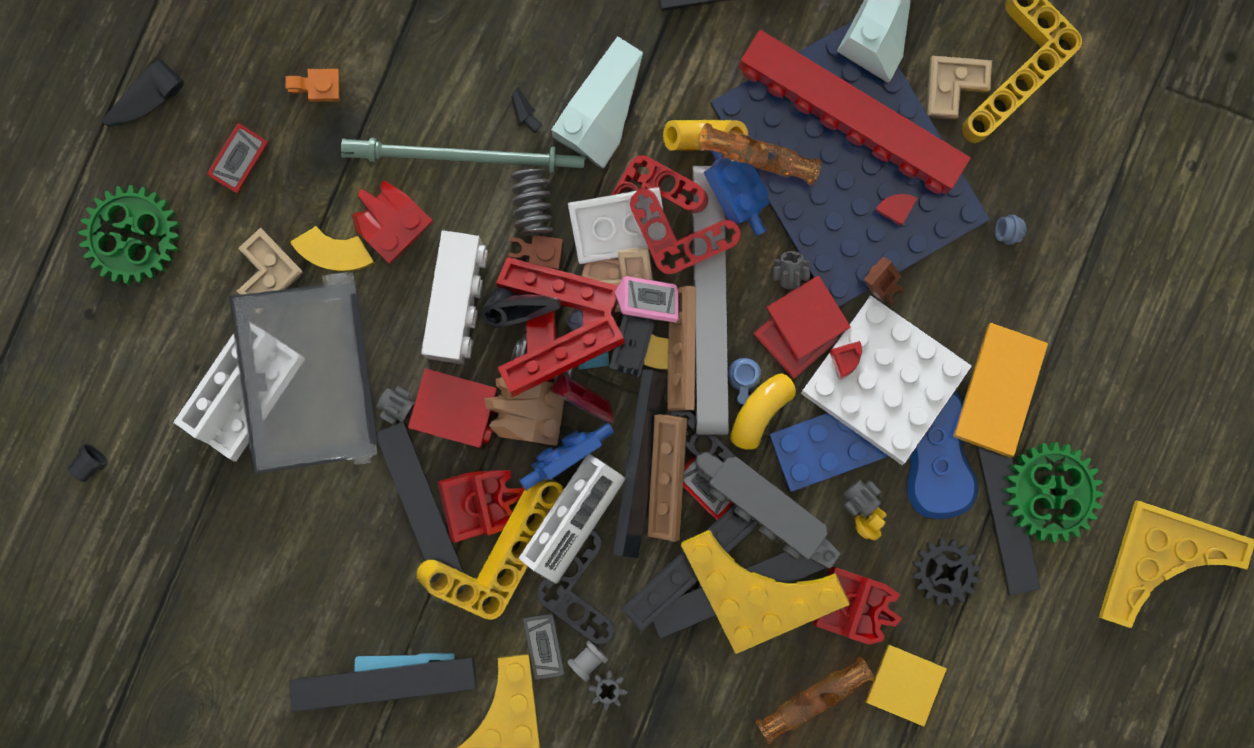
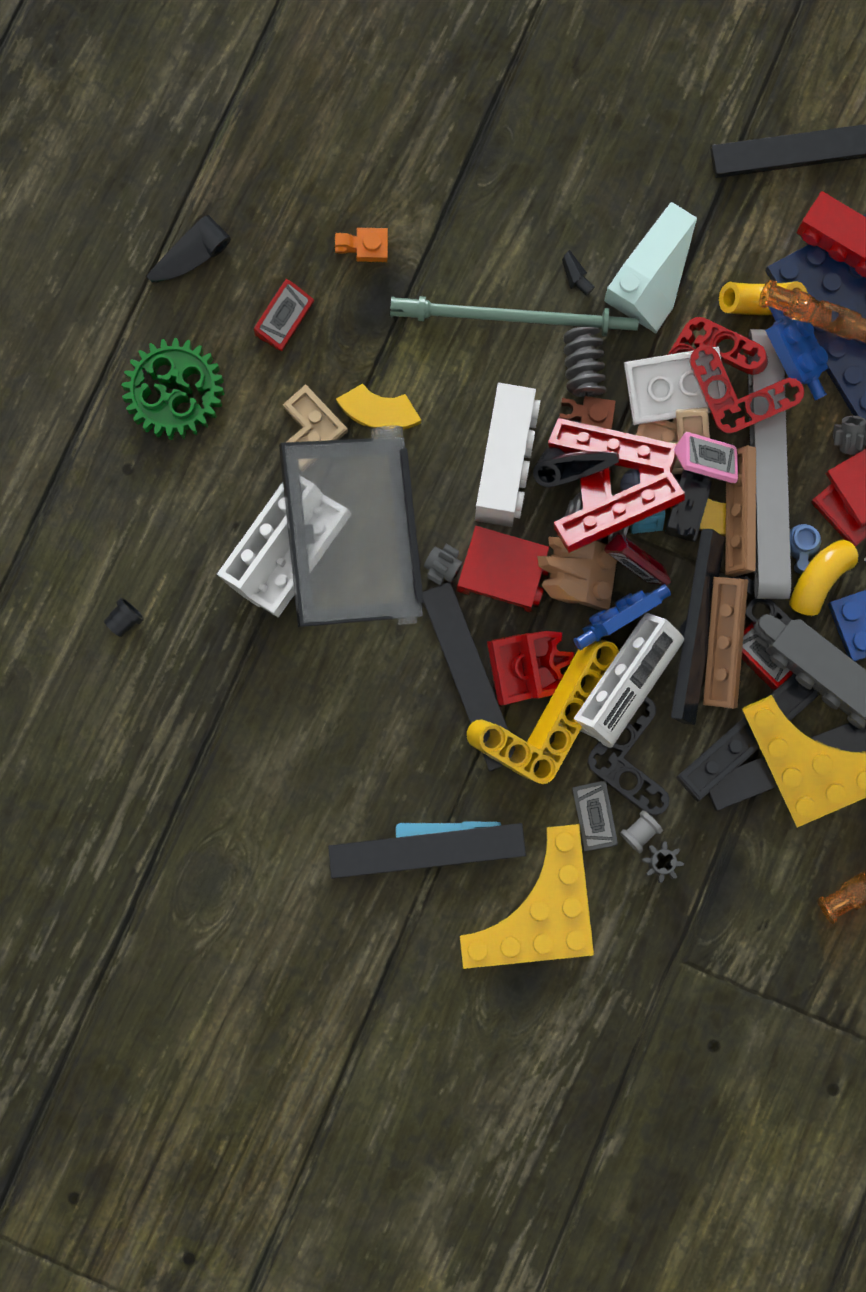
camera: 10 degrees right, 5 degrees down
(390, 221) = (438, 380): red plate -> none

